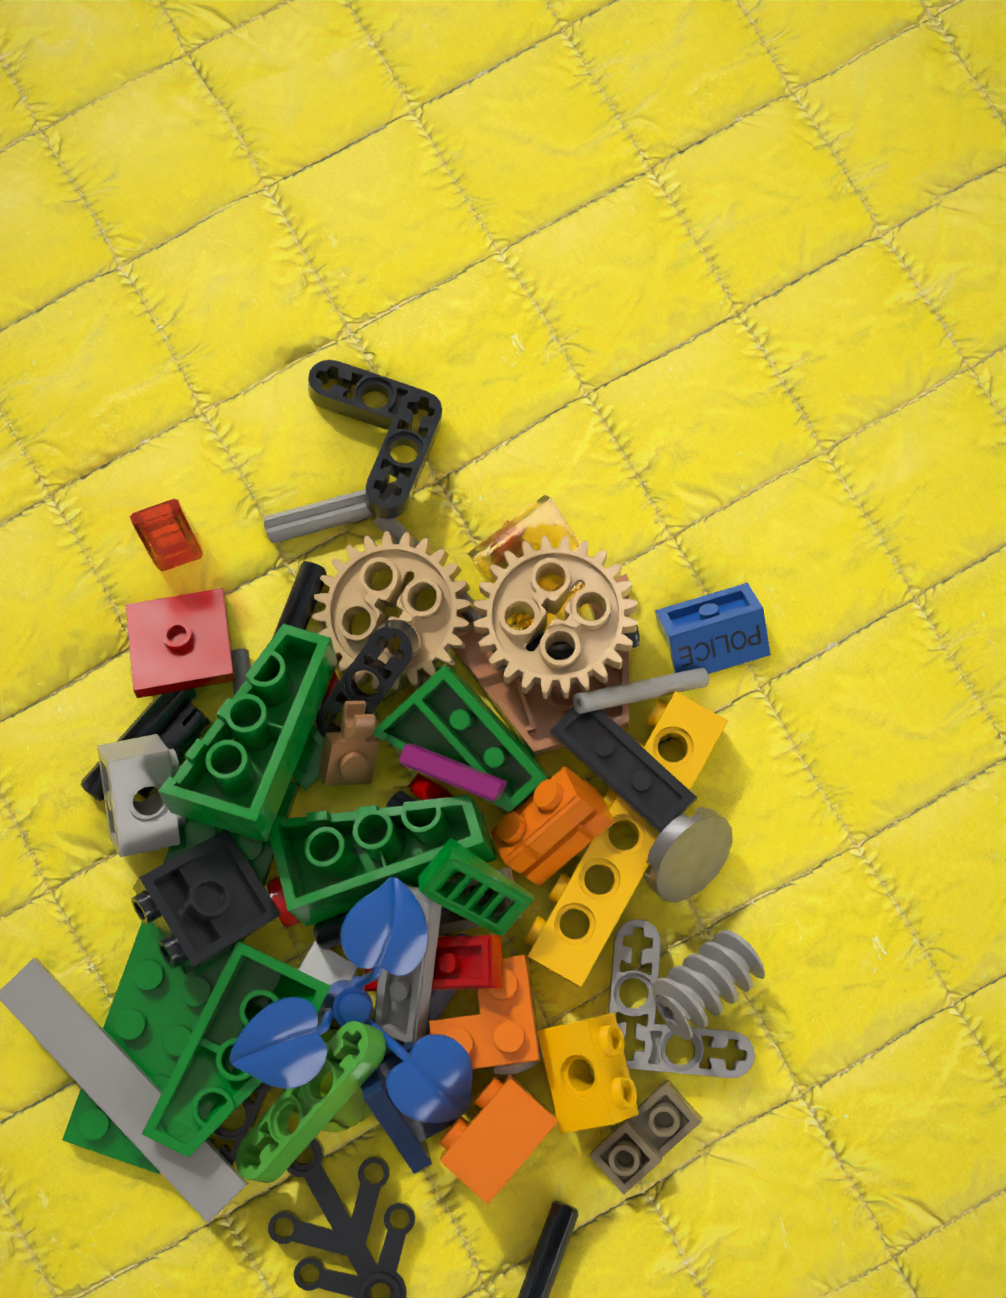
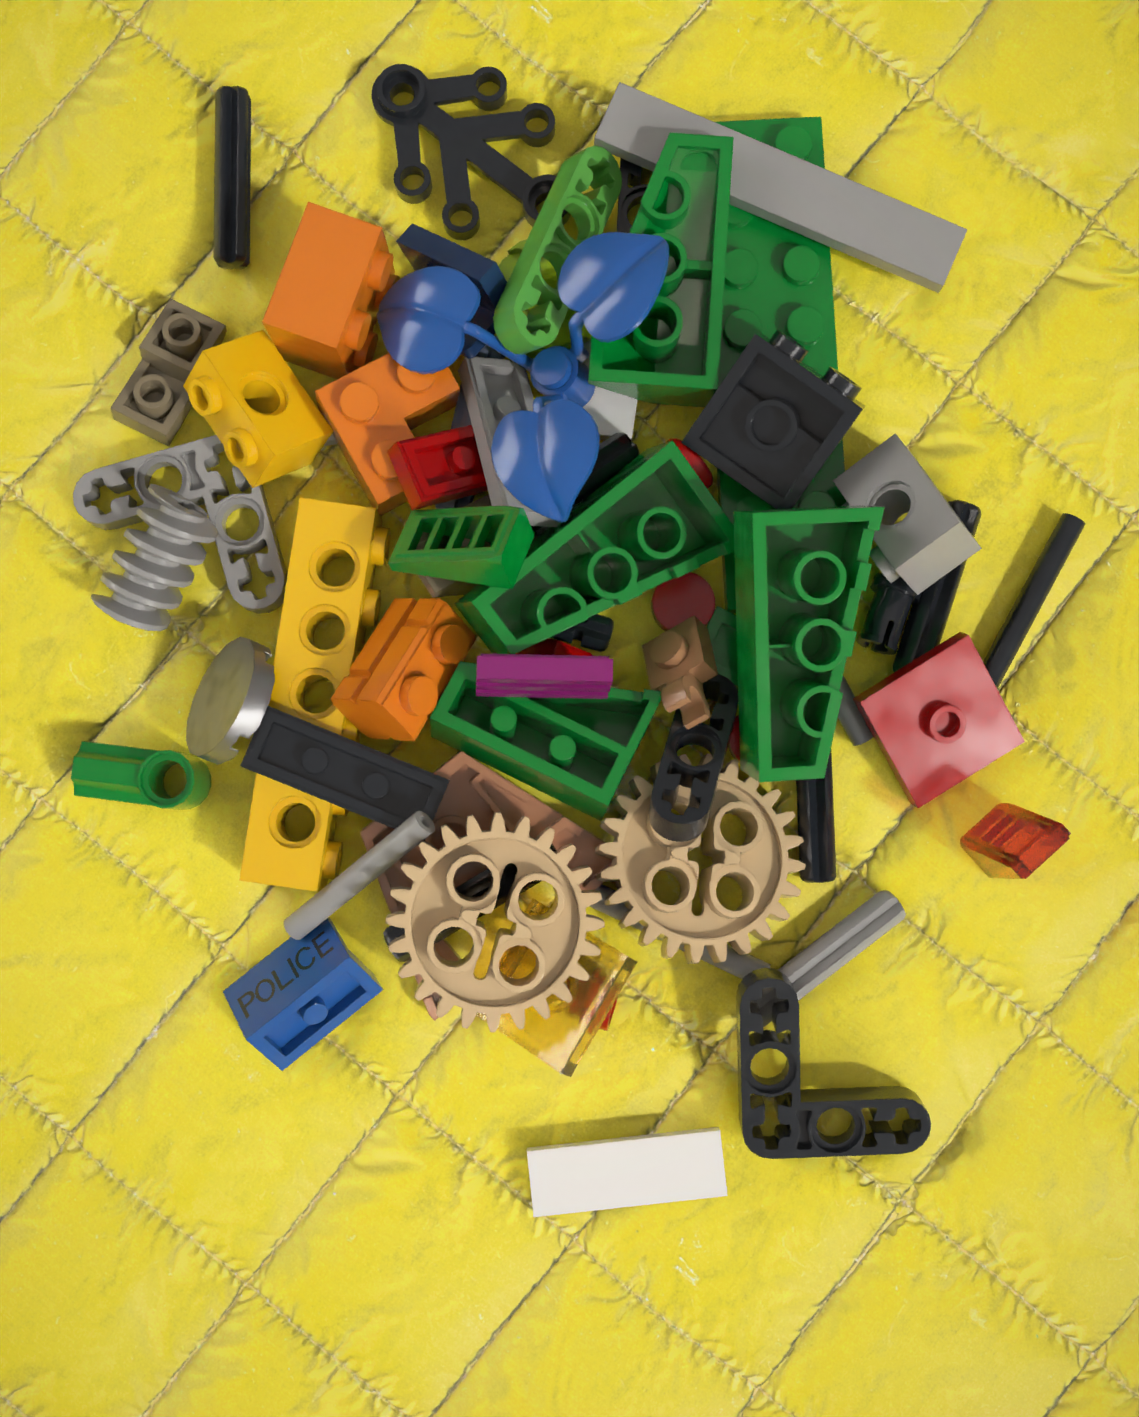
camera: 160 degrees right, 5 degrees up
(72, 706) = (1032, 596): none -> black bar
(327, 798) = (681, 599): none -> red tile
(531, 423) = (626, 1171): none -> white tile
(779, 831) = (137, 775): none -> green piece

